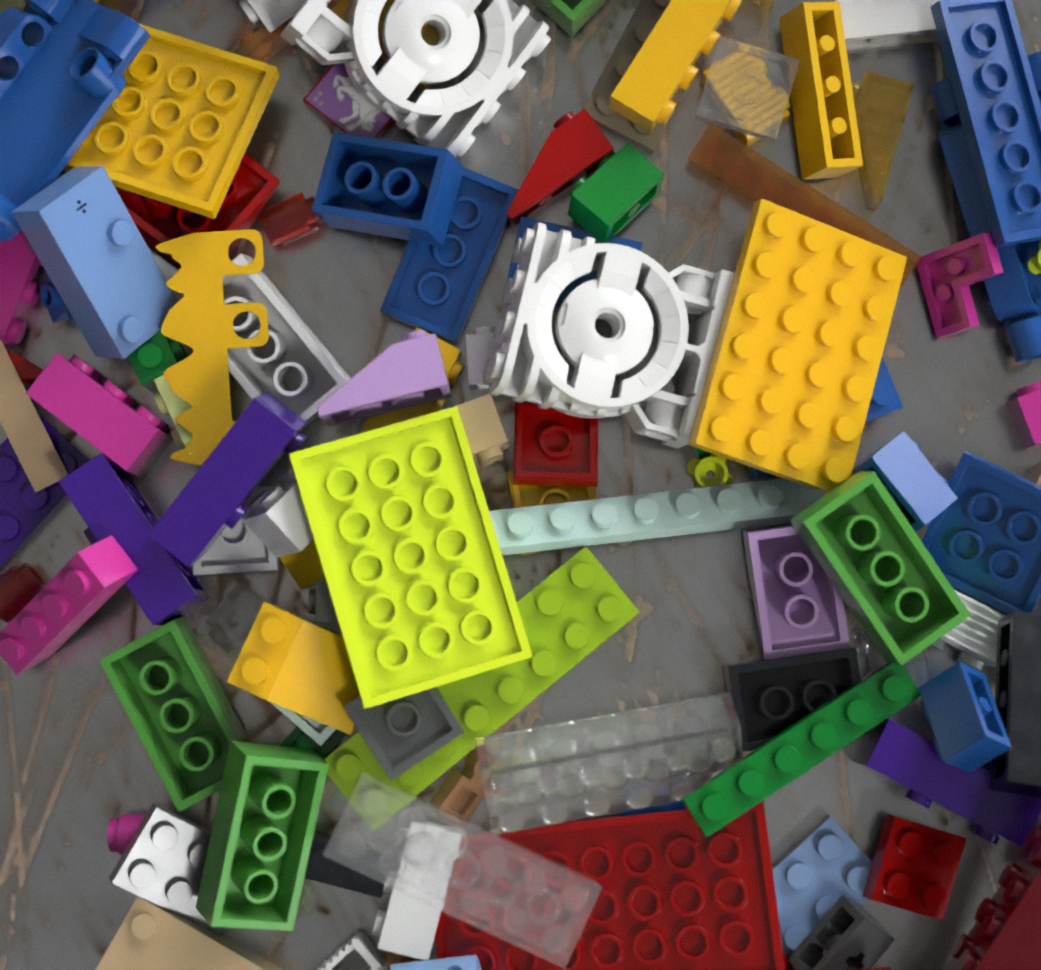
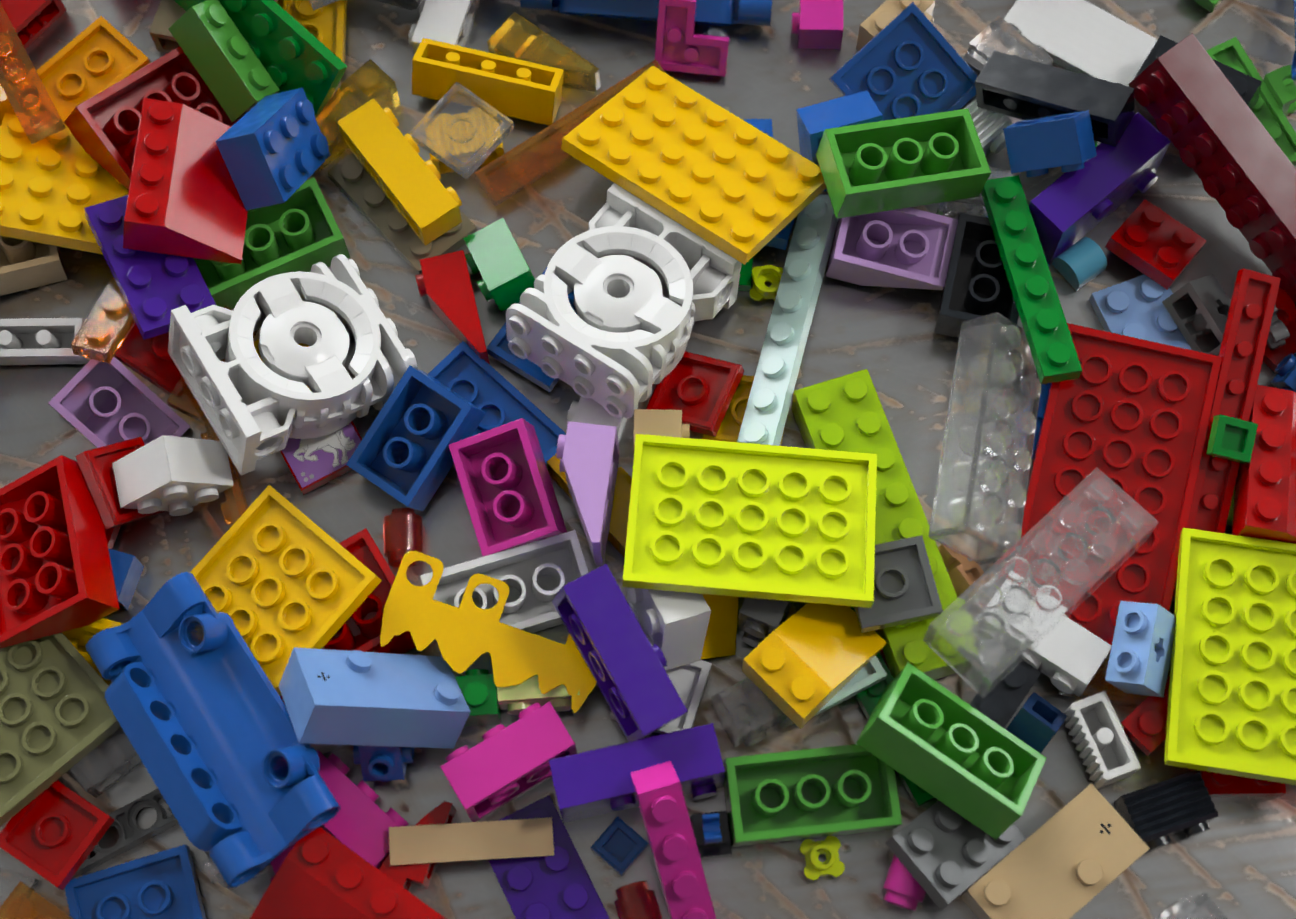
camera: 70 degrees left, 15 degrees down
(66, 544) = (619, 846): none -> blue tile
(113, 631) = (712, 834): none -> black piece
(118, 743) = (816, 868): none -> neon yellow plate
(328, 908) = (1036, 722): none -> dark blue brick
(365, 302) = (507, 487): none -> dark pink brick
(863, 793) = (1081, 262): none -> medium azure brick

